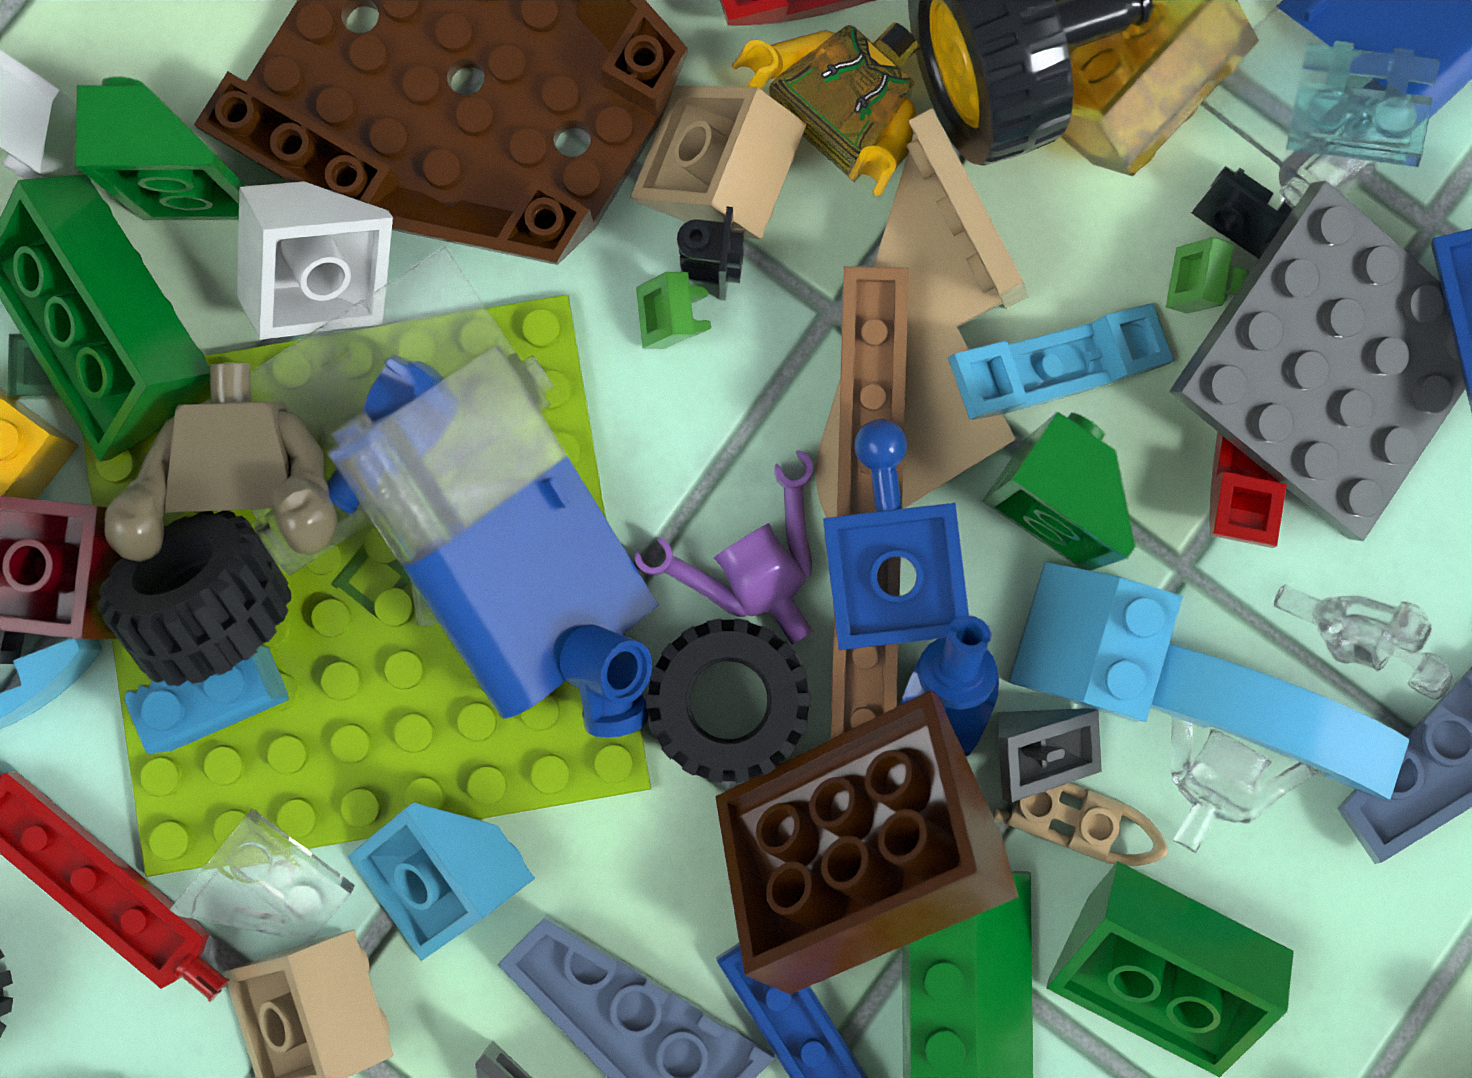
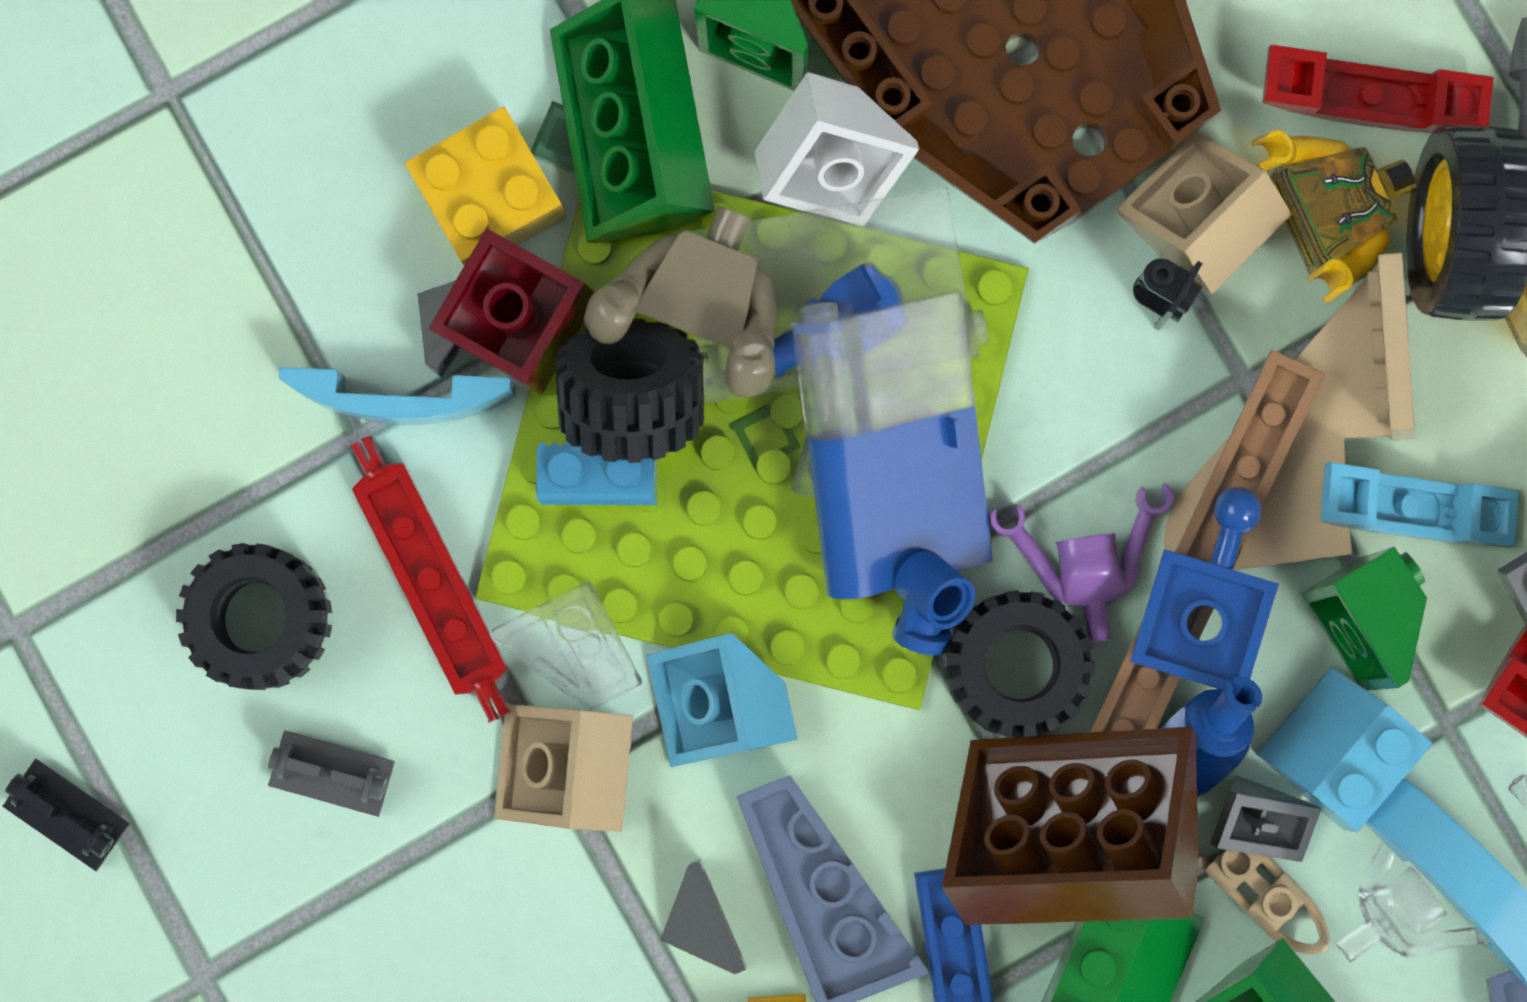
camera: 30 degrees right, 0 degrees up
(667, 310) = (1107, 319): bright green tile -> none

